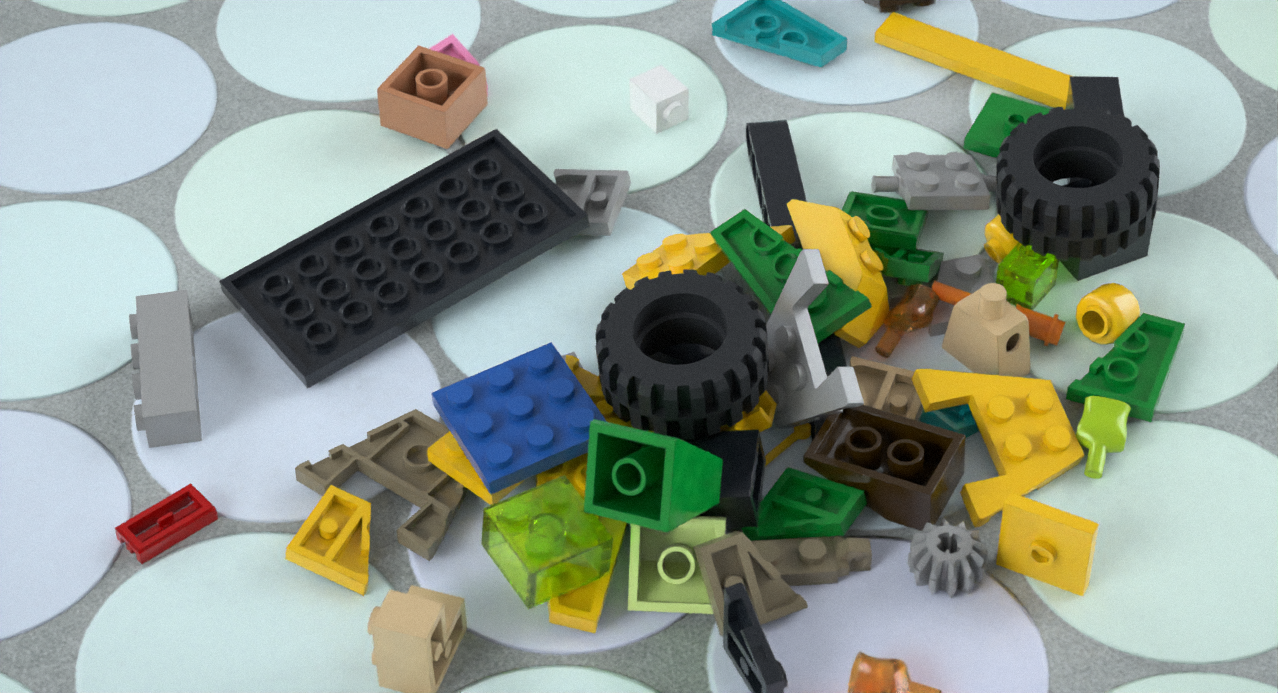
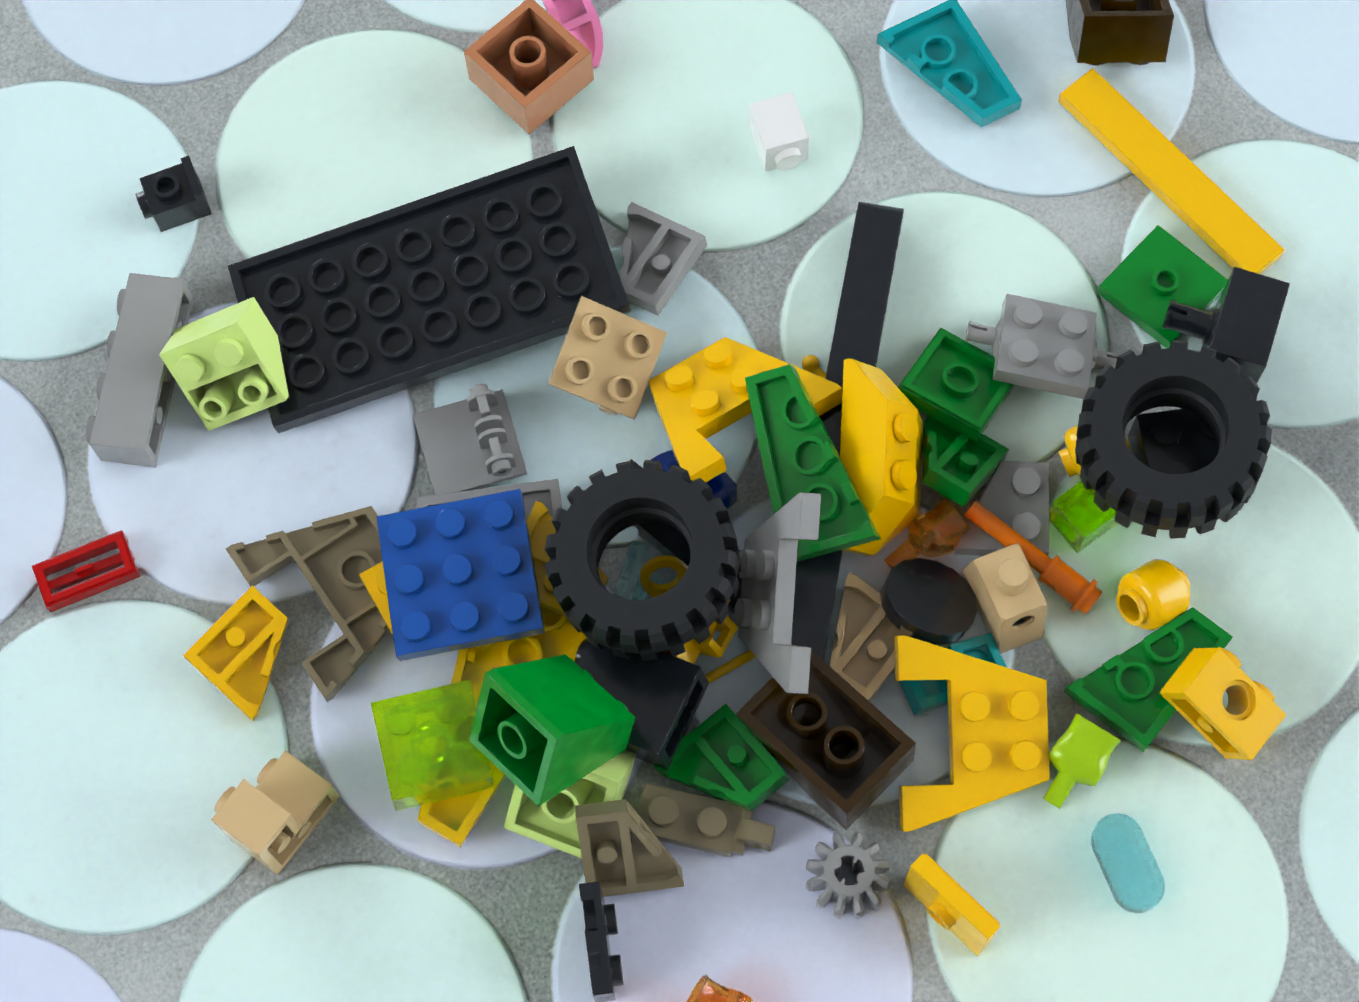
camera: 20 degrees right, 25 degrees up
(152, 248) = (173, 196): none -> black brick
(250, 339) = (228, 364): none -> yellowish green slope
(477, 346) = (470, 442): none -> light grey hinge
(583, 260) = (607, 358): none -> tan hinge
(913, 353) = (929, 601): none -> black tile
(1176, 498) = (1127, 863): none -> clear light blue tile
(1200, 362) = (1198, 693): none -> yellow brick

